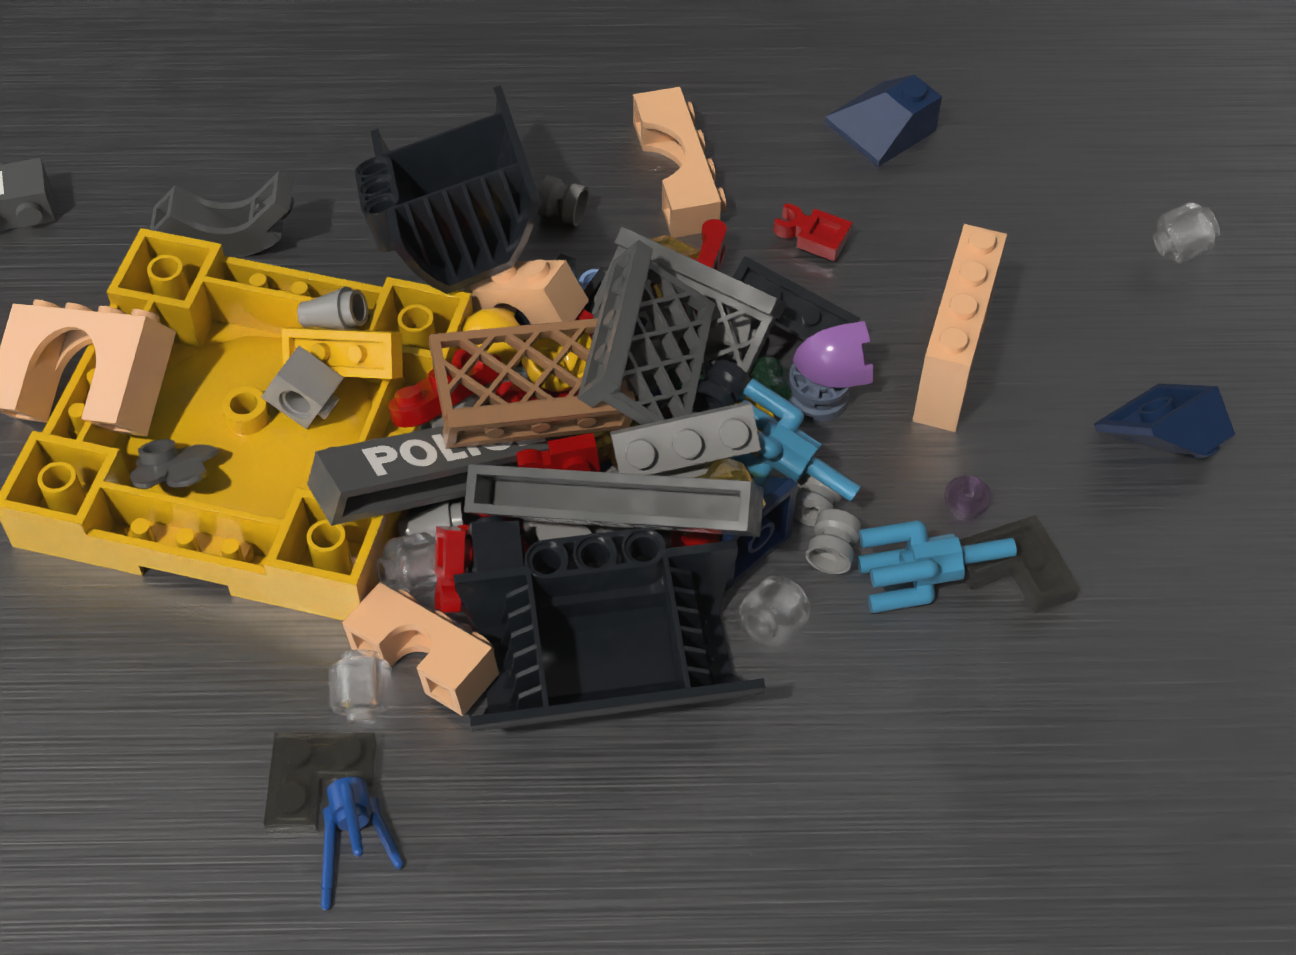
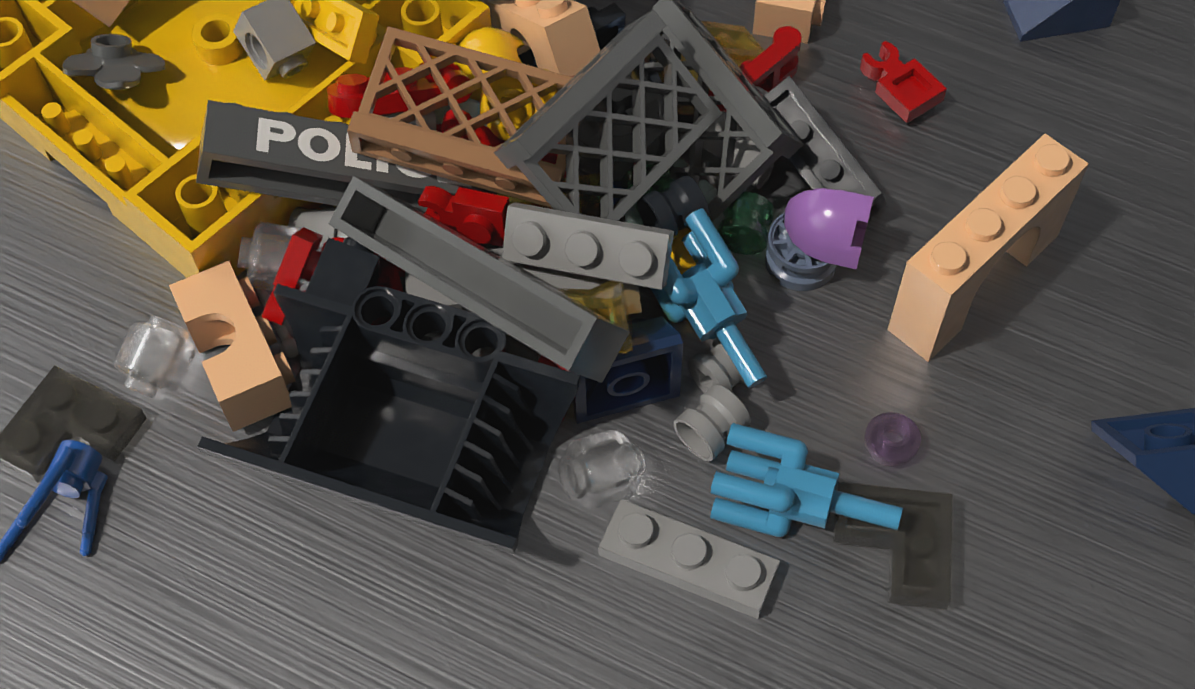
camera: 30 degrees right, 5 degrees up
(874, 647) = (689, 558): none -> light grey plate

